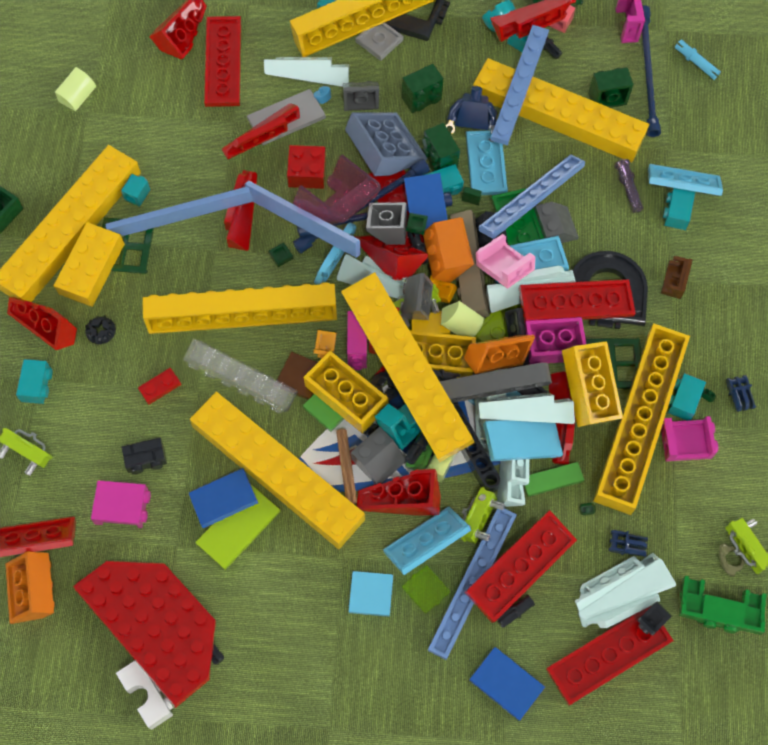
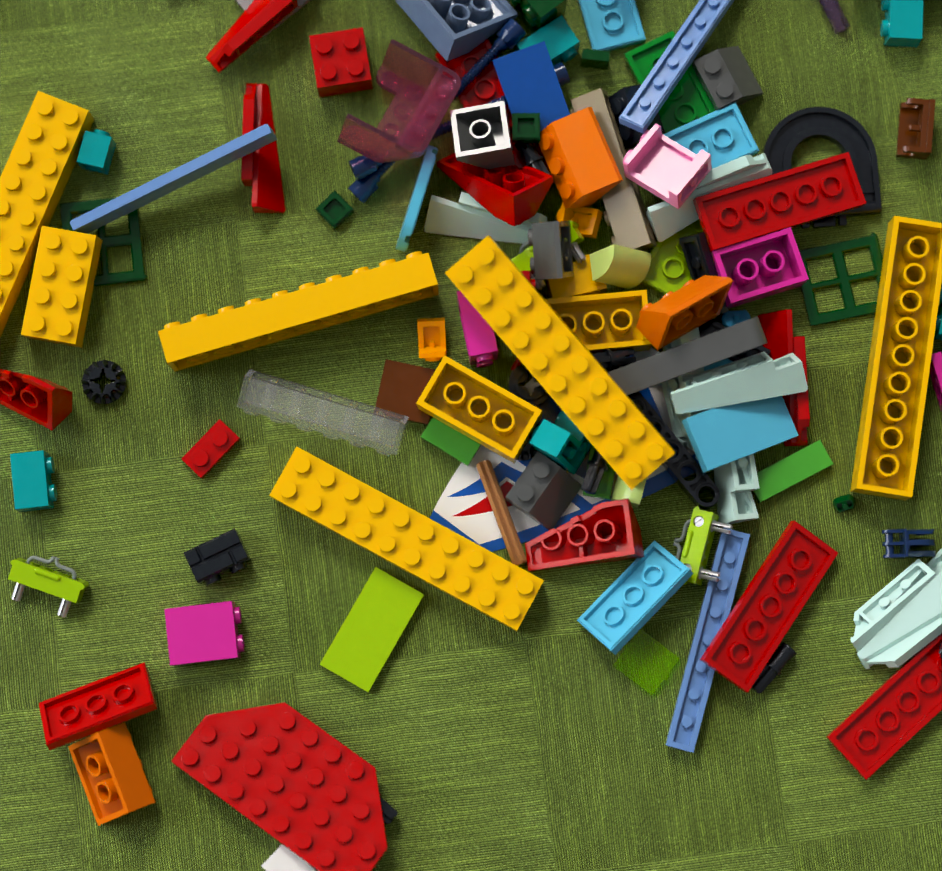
camera: 10 degrees left, 15 degrees up
(223, 498) = (342, 594): blue tile -> none
(305, 220) = (360, 158): medium blue tile -> none
(371, 593) = (573, 684): medium azure tile -> none
(507, 683) = (778, 766): blue tile -> none
(592, 384) = (823, 329): yellow brick -> none

